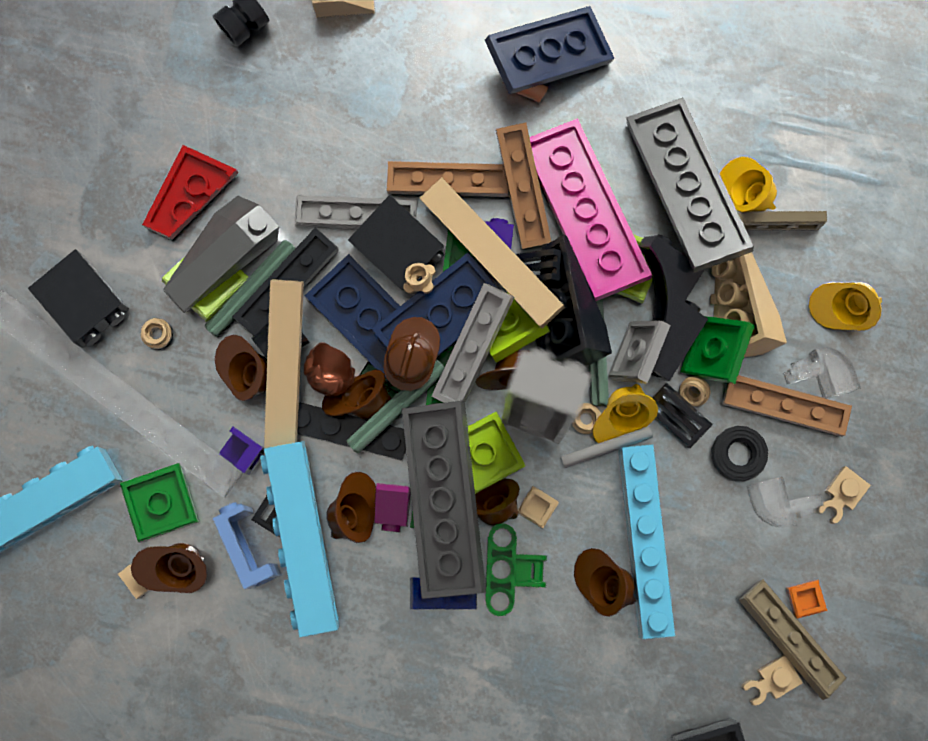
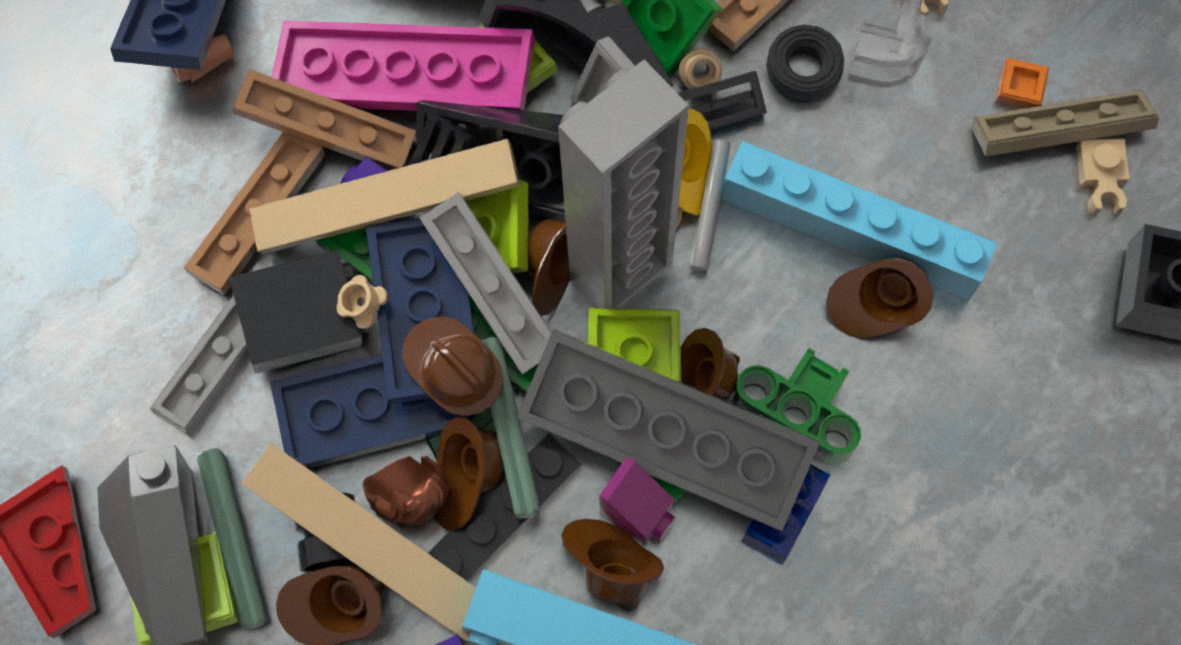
camera: 60 degrees left, 10 degrees down
(298, 266) = (264, 529): black plate -> none
(537, 507) = (740, 328): tan tile -> none

